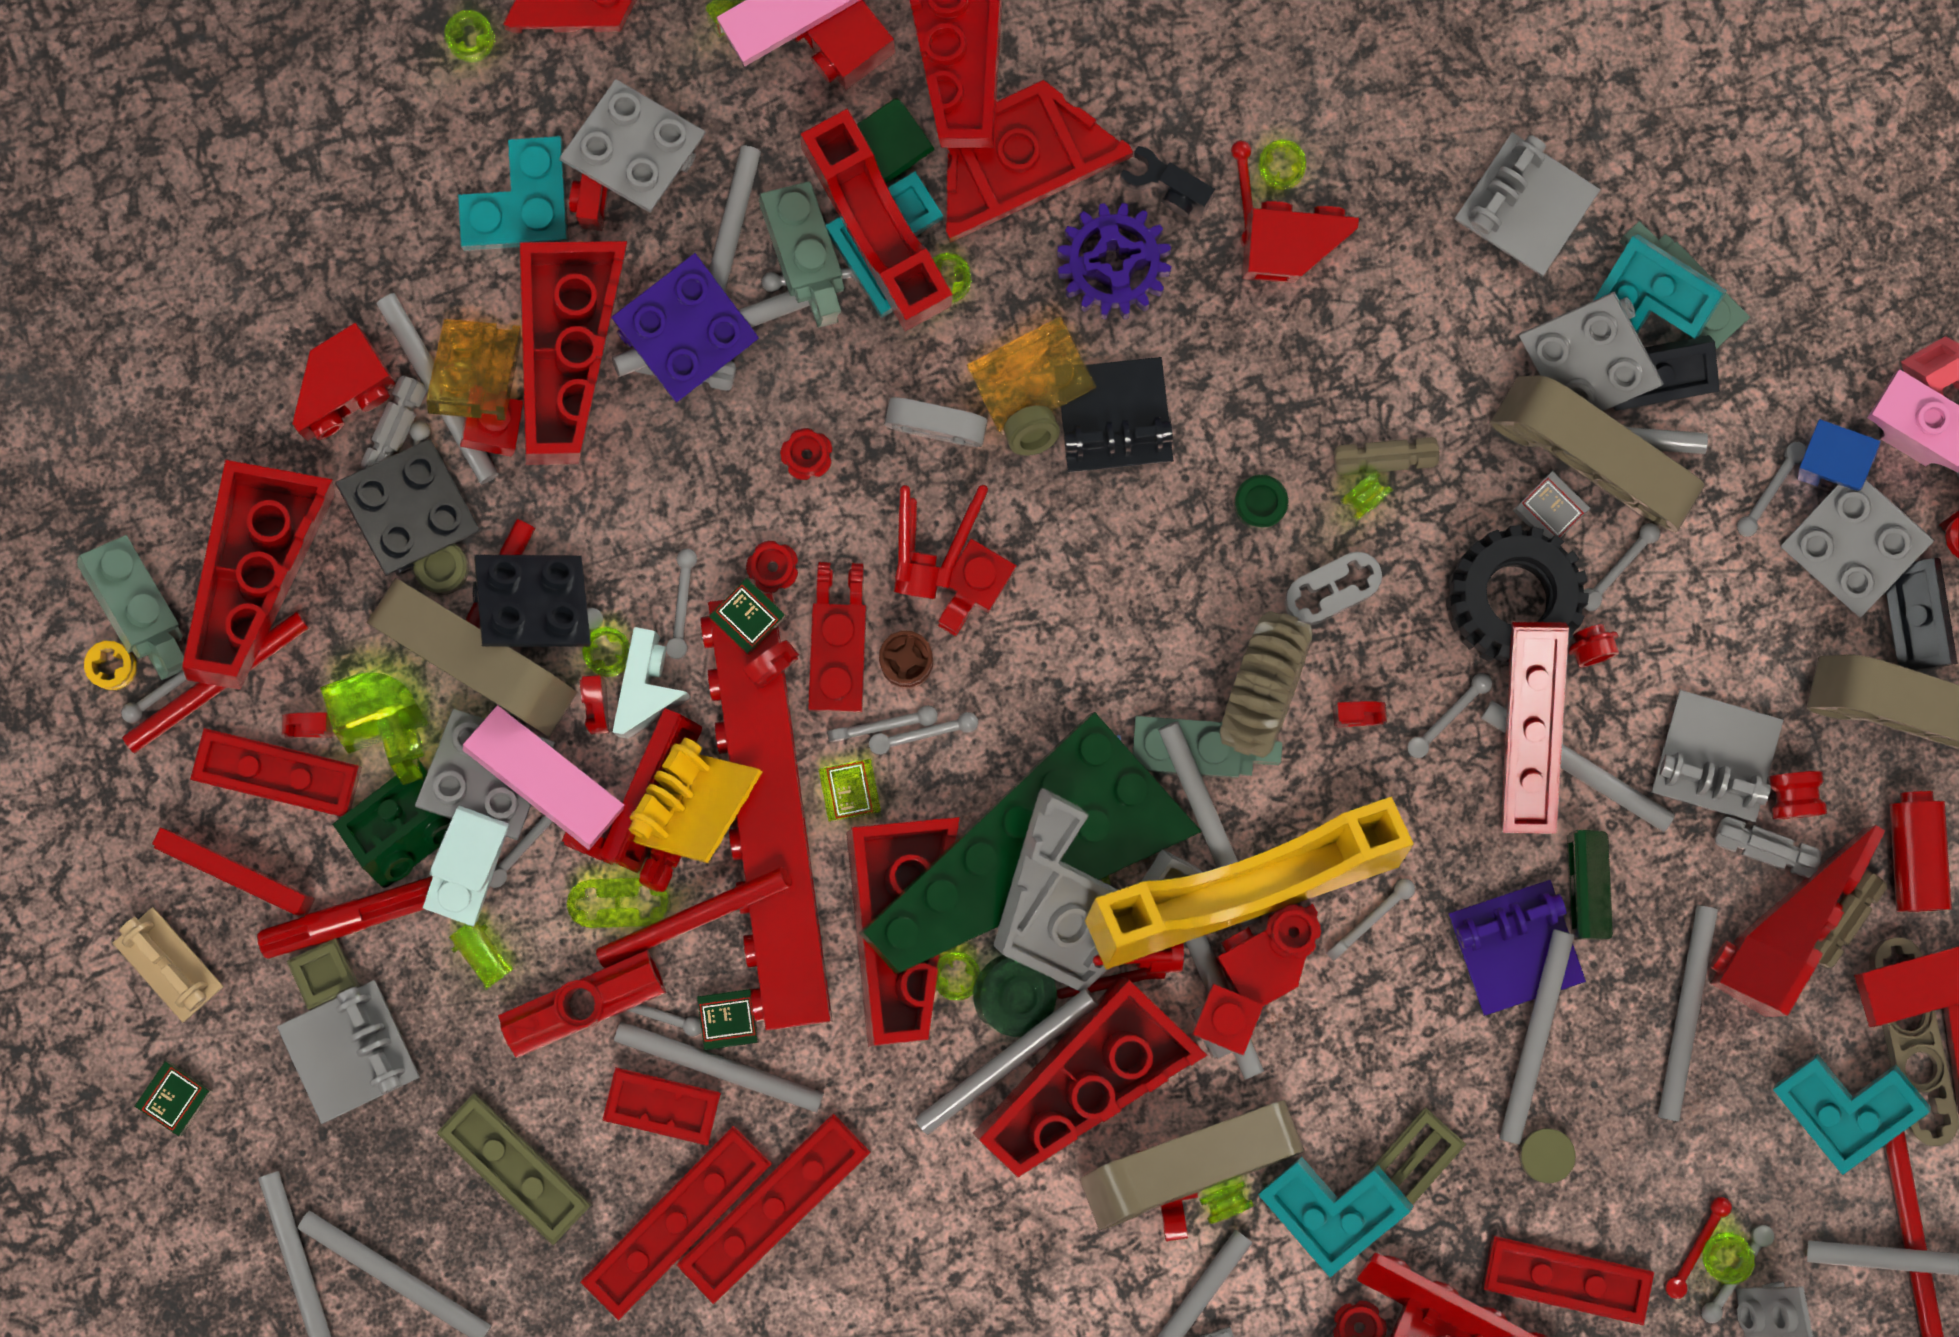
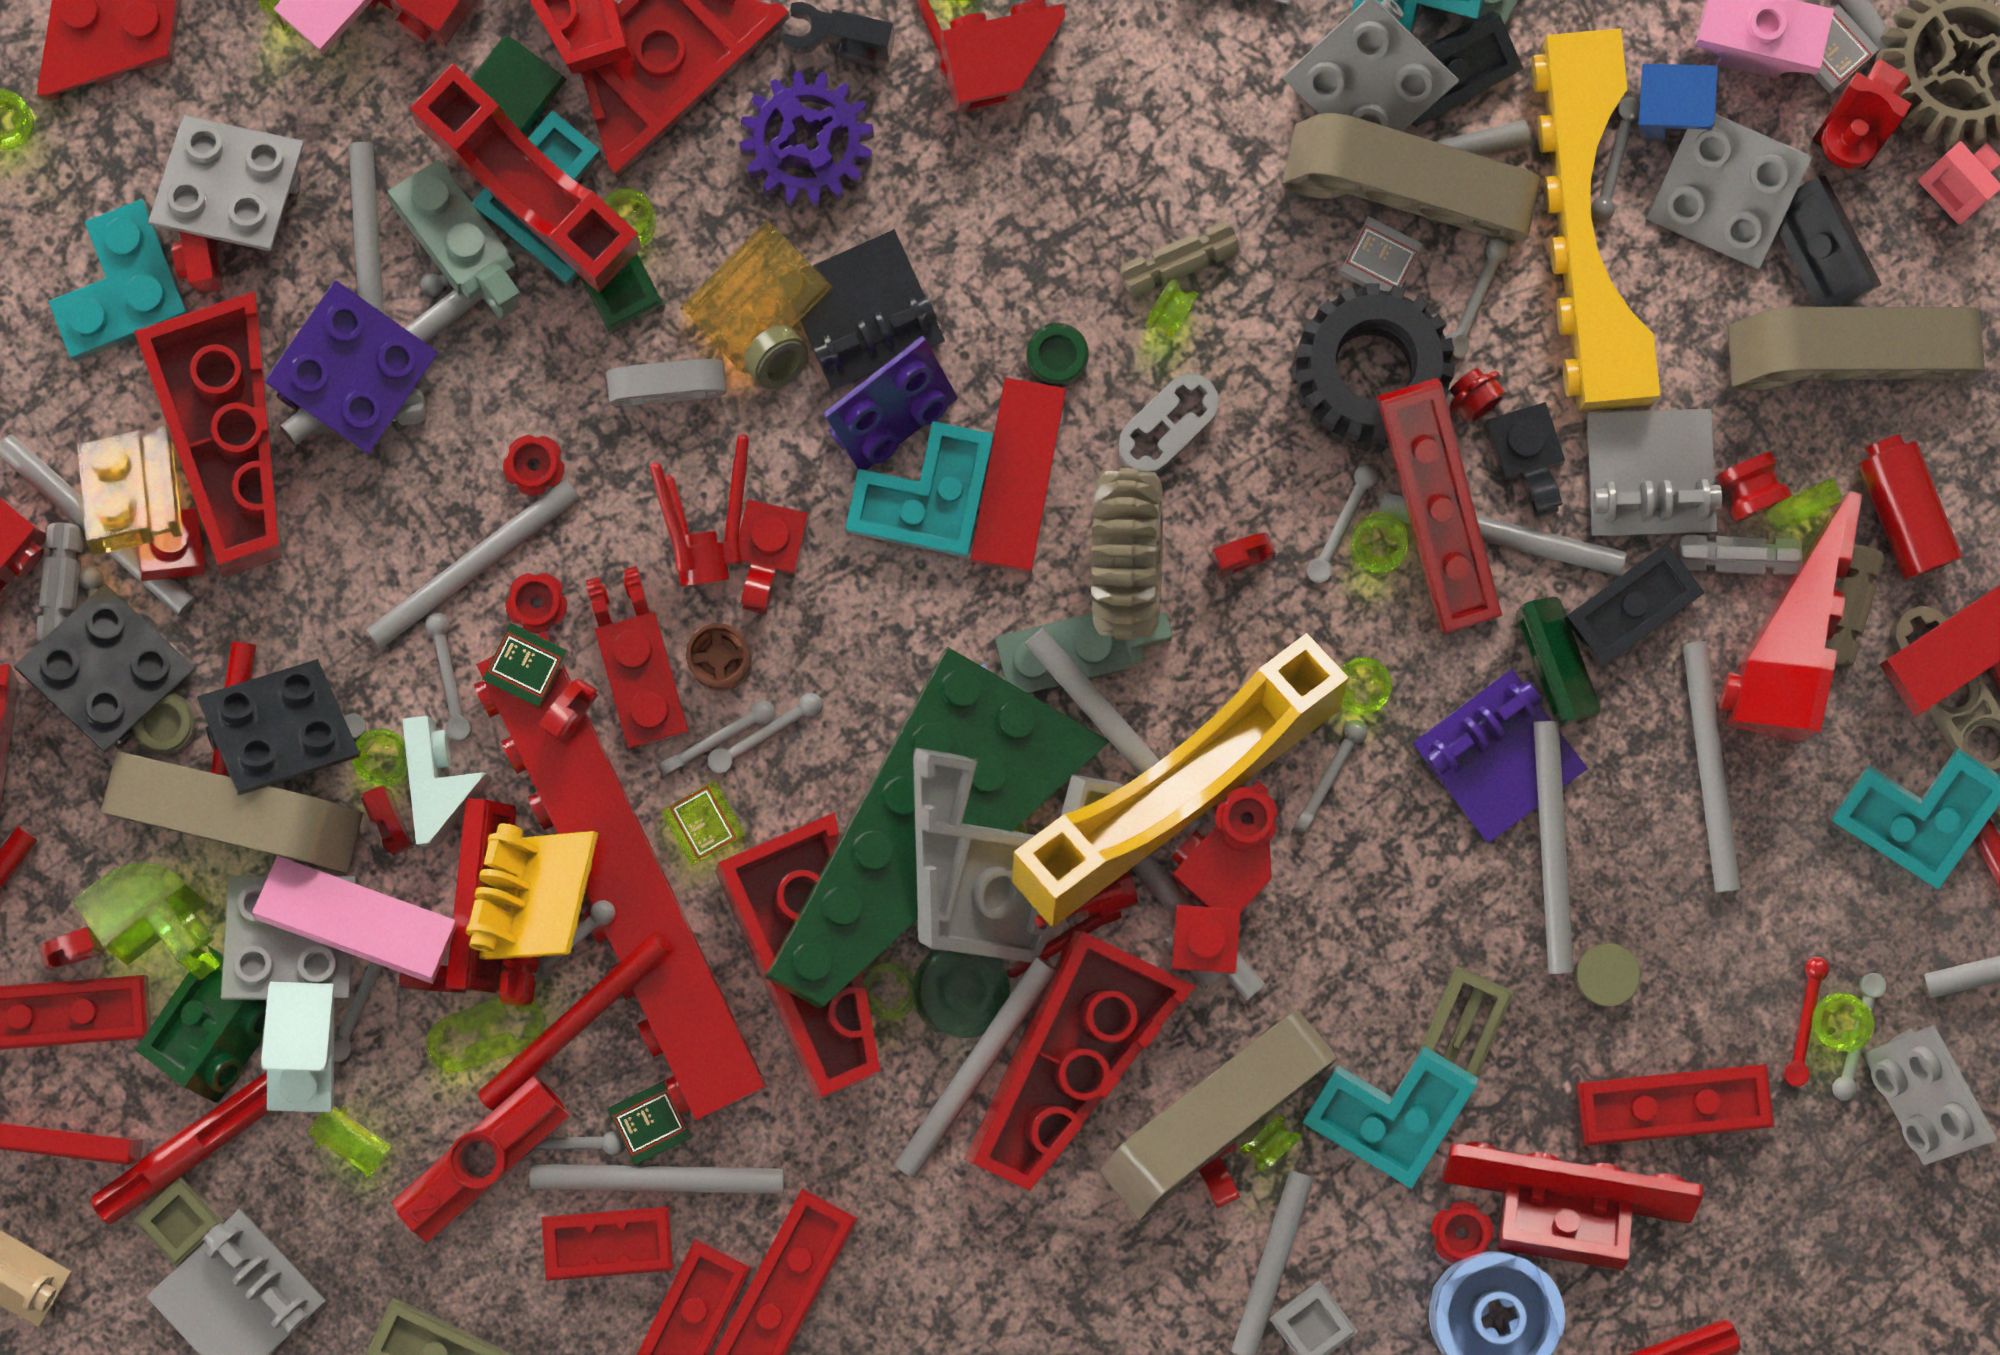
camera: 20 degrees left, 0 degrees up
(731, 518) = (473, 563): none -> light grey bar
(744, 837) = (601, 913): none -> light grey hinge
(926, 342) = (626, 297): none -> dark green tile
(1112, 501) = (890, 406): none -> dark purple hinge
(1121, 596) = (930, 512): none -> teal plate
(1197, 590) = (1018, 475): none -> red tile
(1438, 849) = (1378, 675): none -> clear neon green bush
(1491, 737) = (1395, 532): none -> clear neon green bush
(1621, 702) = (1527, 449): none -> black plate
(1667, 860) = (1634, 605): none -> black plate
(1716, 640) = (1609, 345): none -> yellow arch
(1834, 824) = (1804, 505): none -> clear neon green tile

